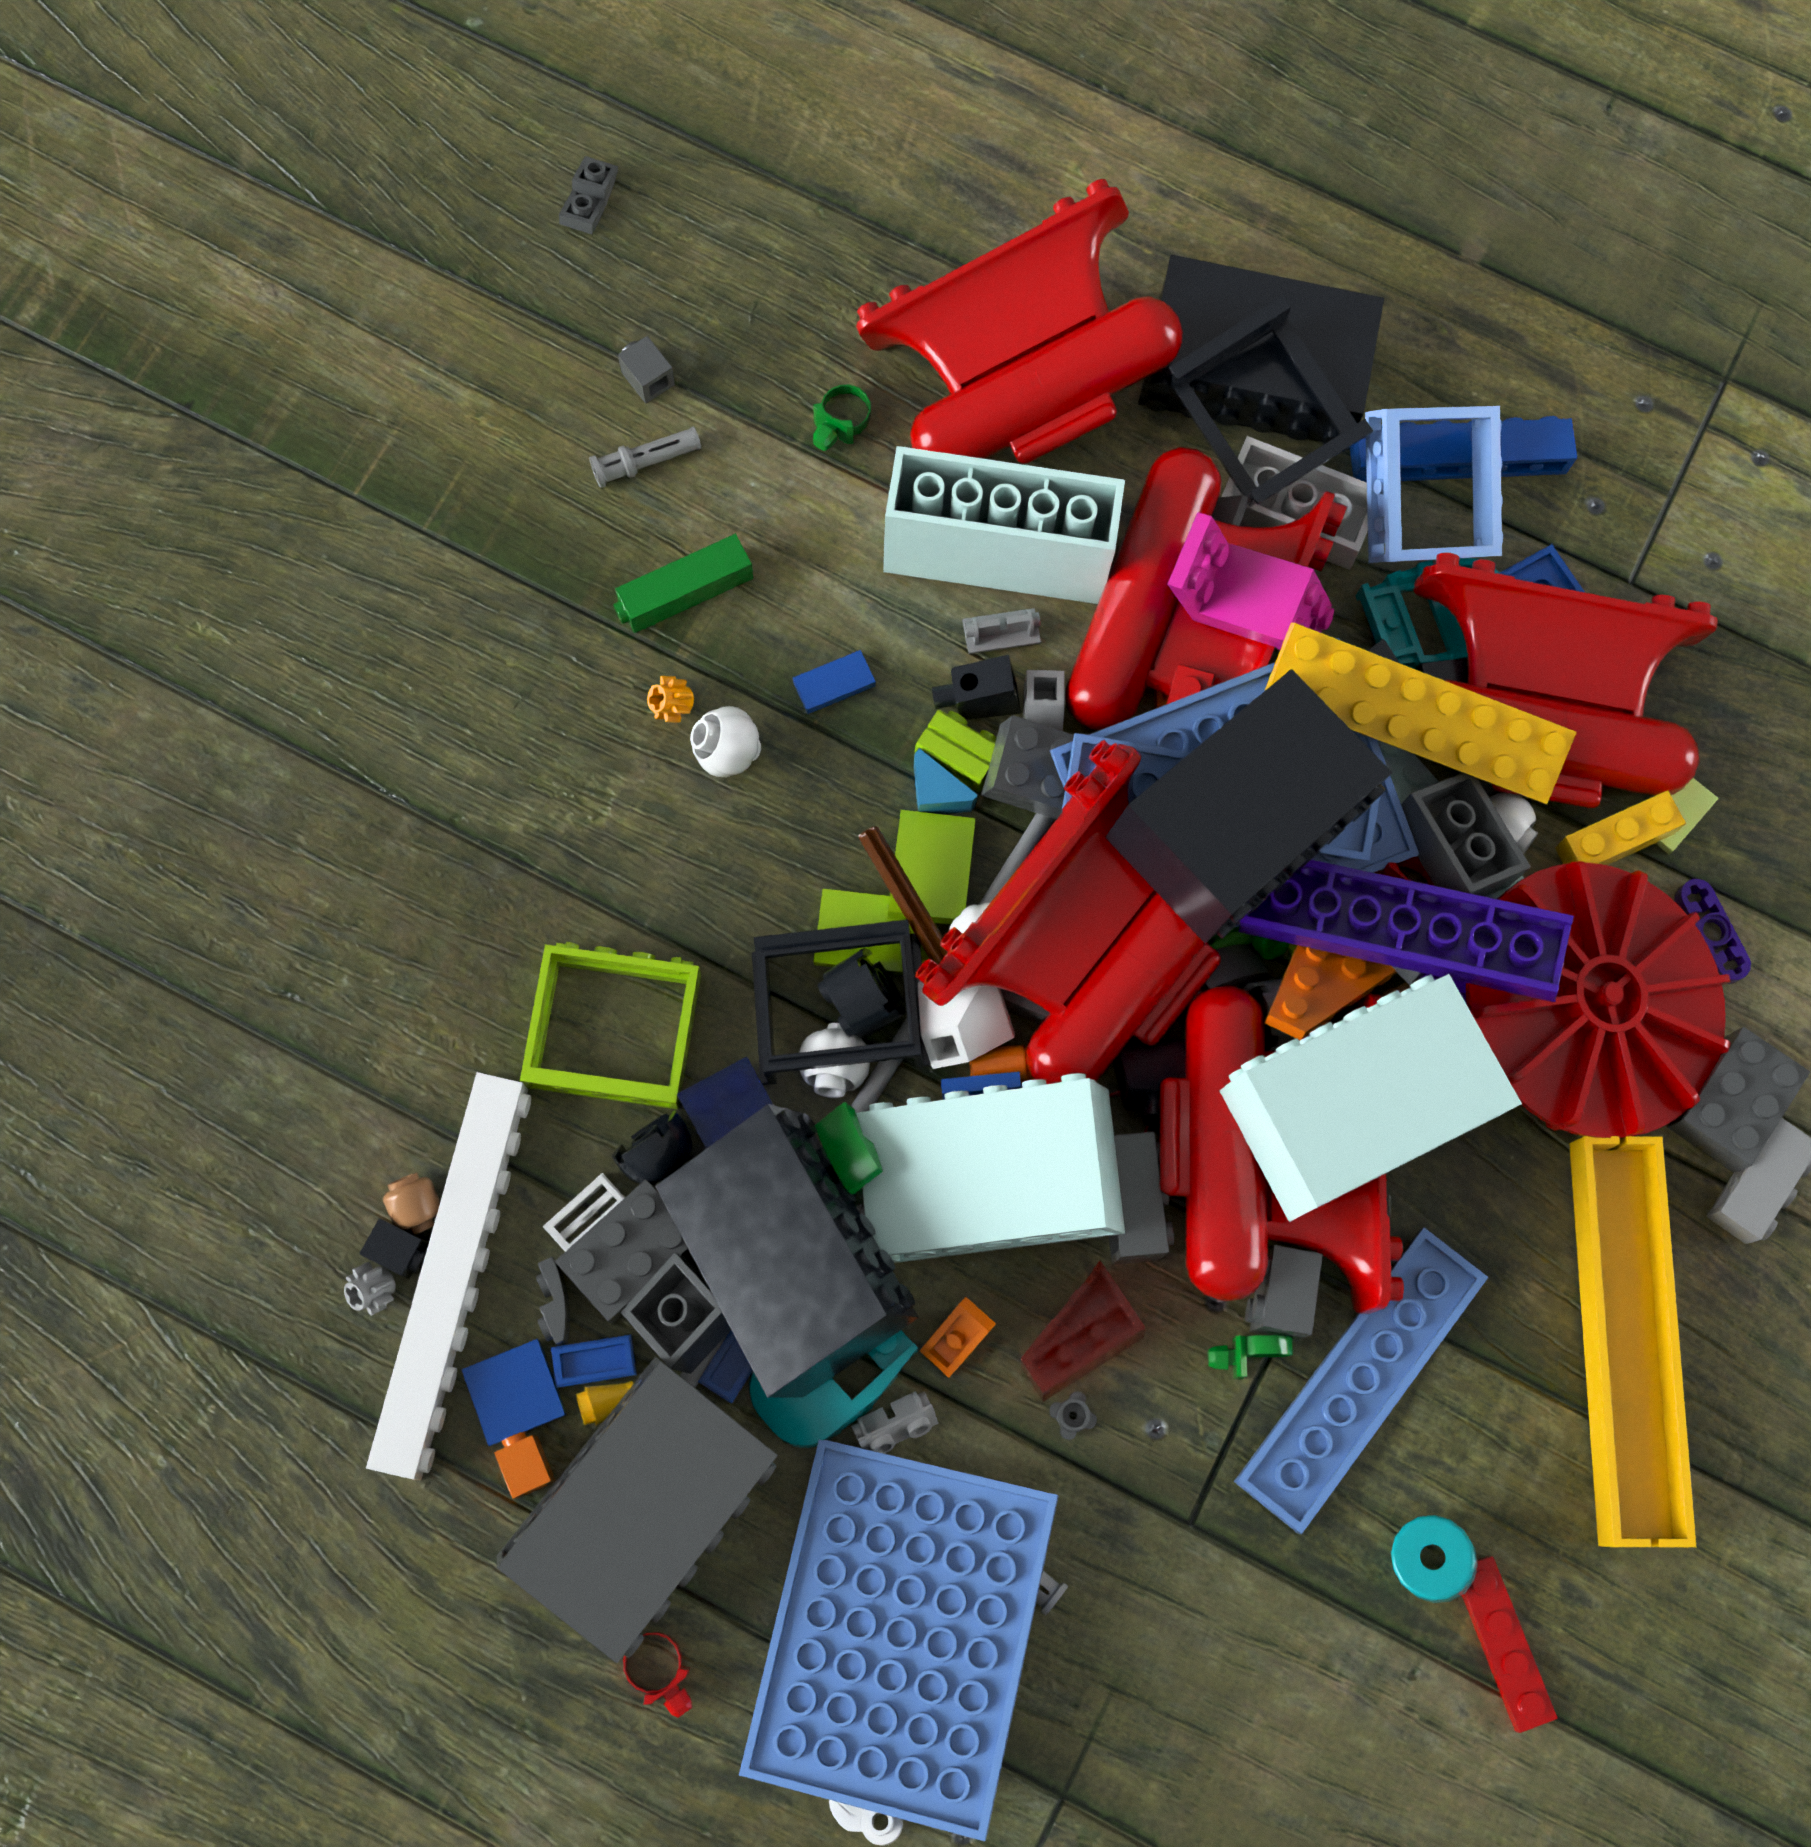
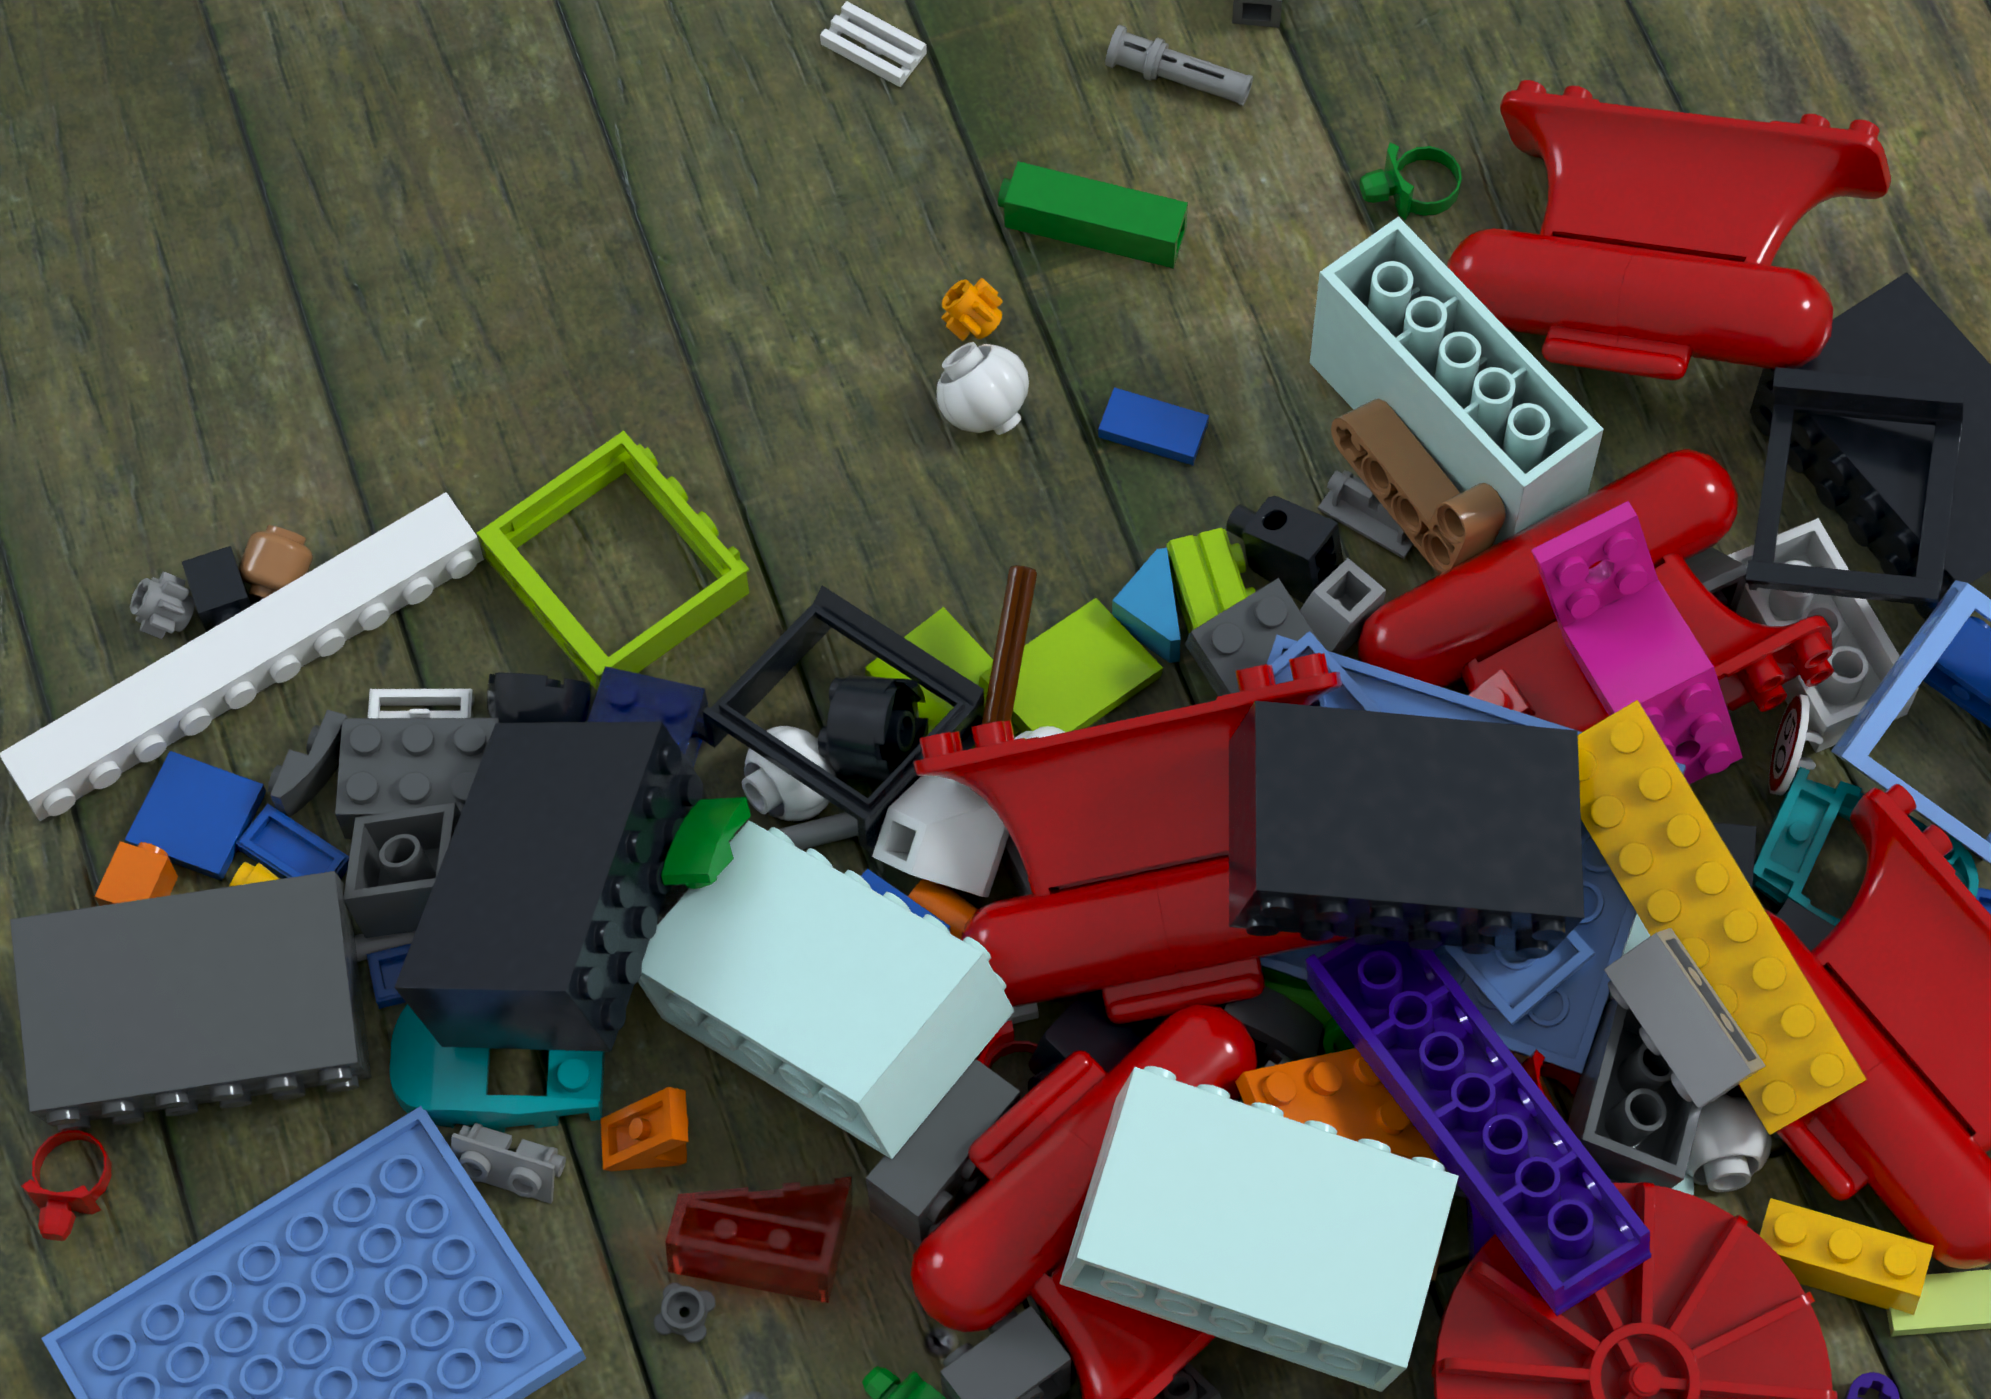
camera: 50 degrees right, 10 degrees down
(447, 572) = (877, 37): none -> white tile
(1027, 598) = (1415, 490): none -> medium nougat beam
(1345, 579) = (1790, 743): none -> white piece
(1463, 781) = (1682, 1018): none -> light grey brick

